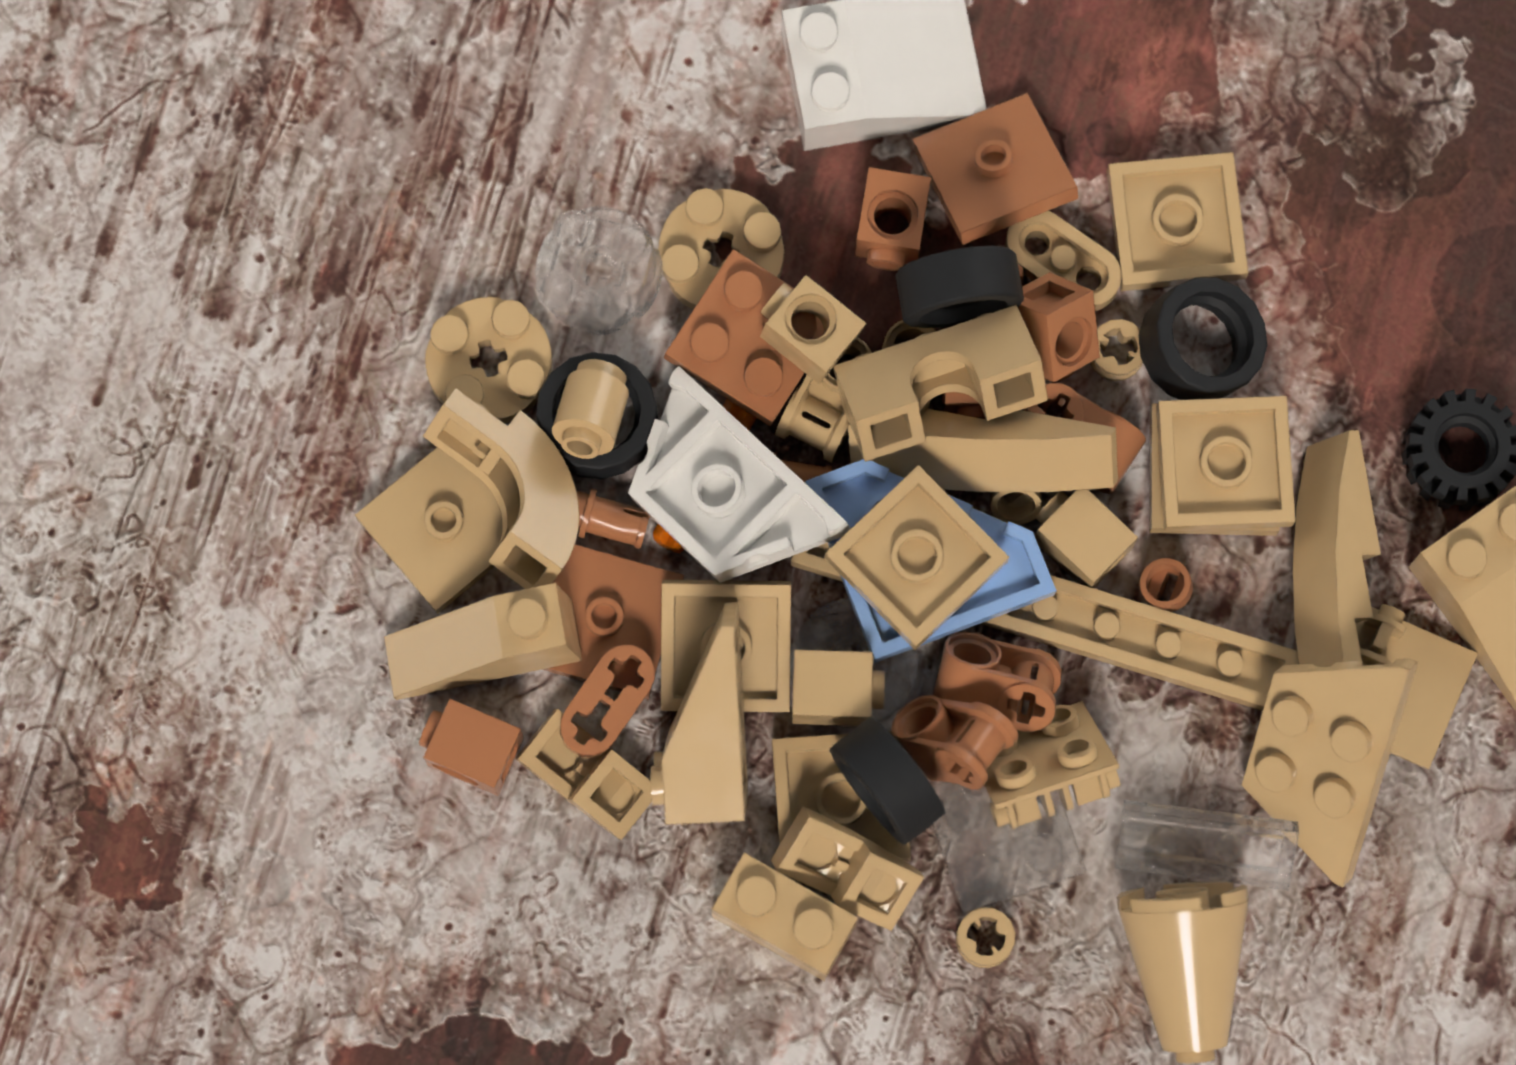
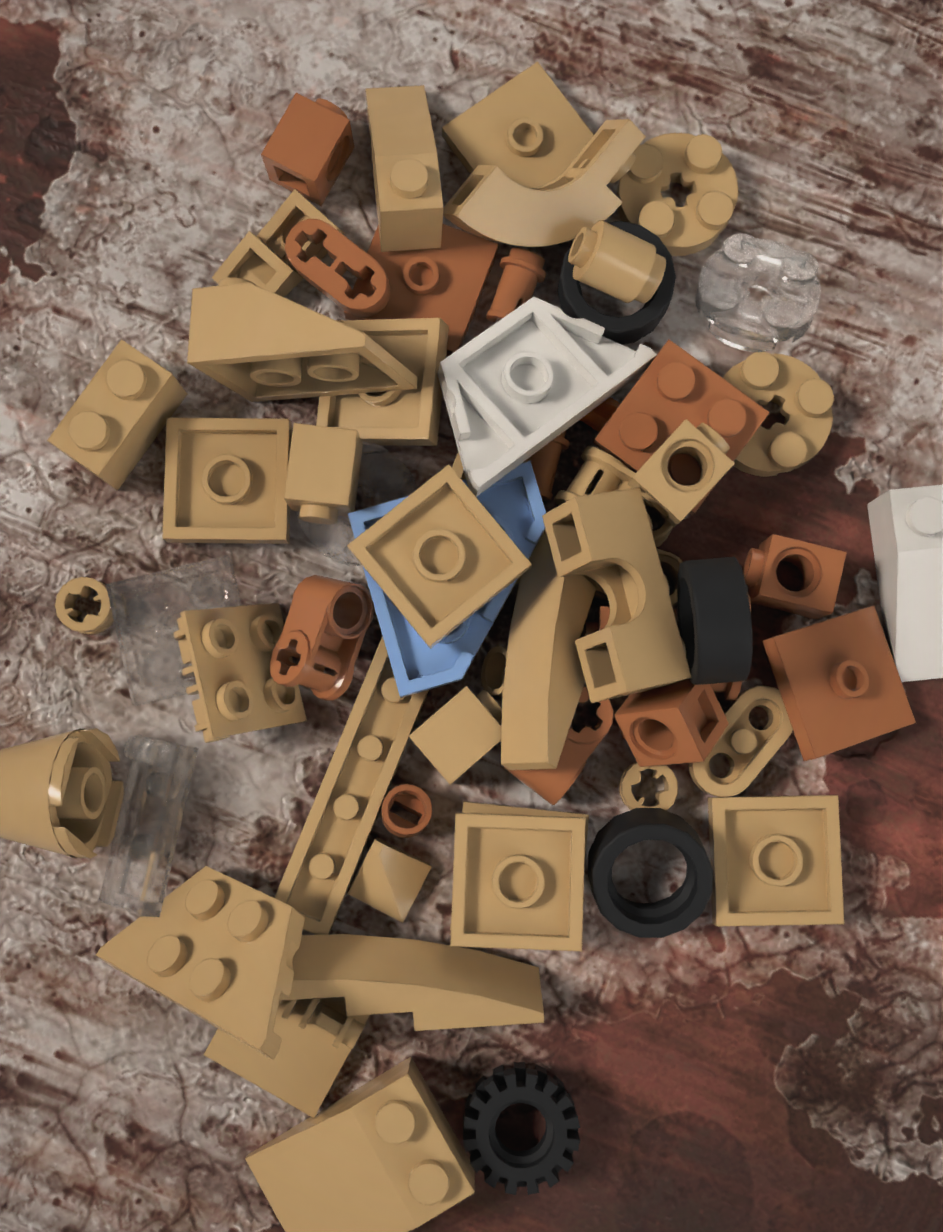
camera: 95 degrees right, 5 degrees up
(847, 867) = (150, 486): tan slope -> none
(887, 780) = (219, 508): black tyre -> none
(953, 738) = (264, 581): nougat piece -> none
(1235, 599) = (389, 879): none -> tan slope

